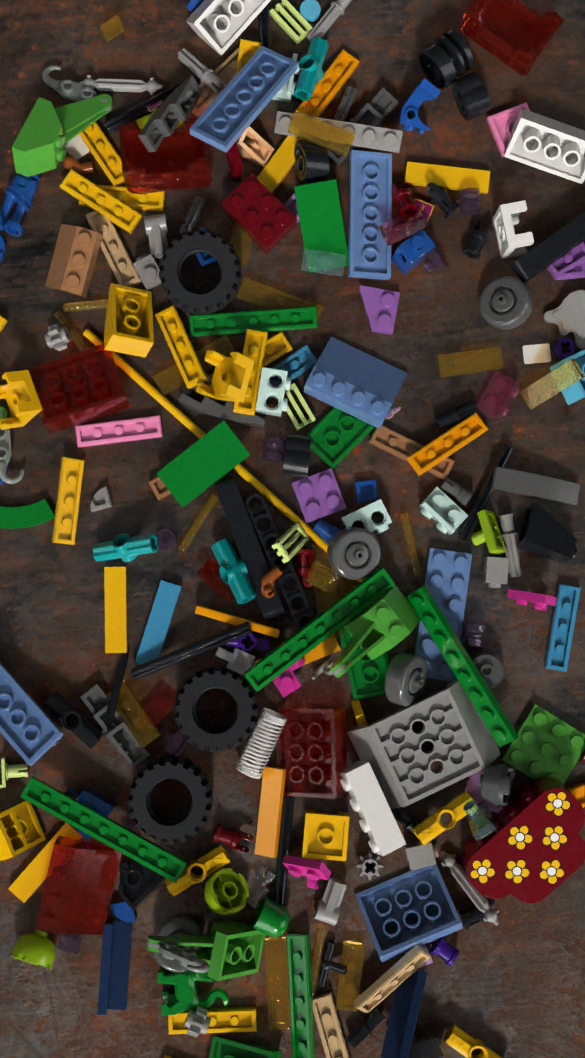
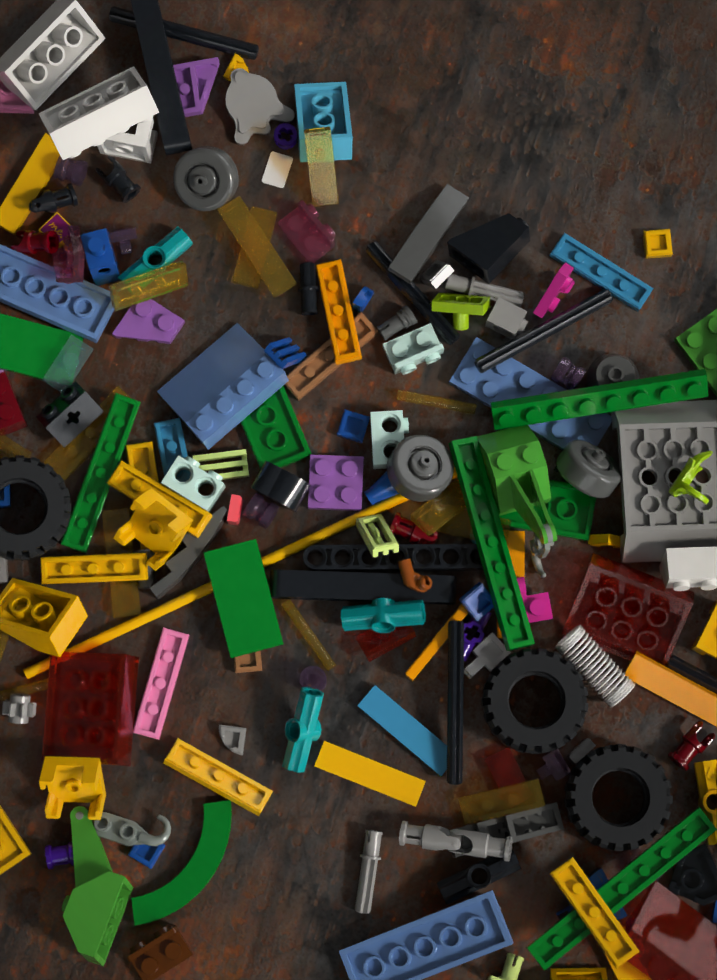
camera: 60 degrees left, 5 degrees down
(46, 637) = (368, 871): none -> light grey axle
(75, 817) = (594, 912): none -> yellow tile
(88, 682) = (439, 838): none -> light grey piece
(117, 685) = (459, 806): black bar -> none
(194, 757) = (580, 751): none -> flat silver tile
(266, 430) = (235, 510): none -> coral tile
(271, 636) = (477, 601): none -> blue tile
(286, 279) = (69, 414): none -> black brick
(403, 419) = (284, 348): none -> blue tile
(406, 295) = (148, 285): none -> clear yellow tile
(415, 286) = (168, 248): none -> teal piece
(430, 755) = (682, 483): none -> lime piece
(463, 457) = (362, 299): none -> blue tile
(470, 362) = (256, 247): none -> clear yellow tile
(498, 602) = (543, 330): none -> black axle
(507, 504) = (436, 274): none -> flat silver tile
(518, 199) = (99, 113): none -> white slope

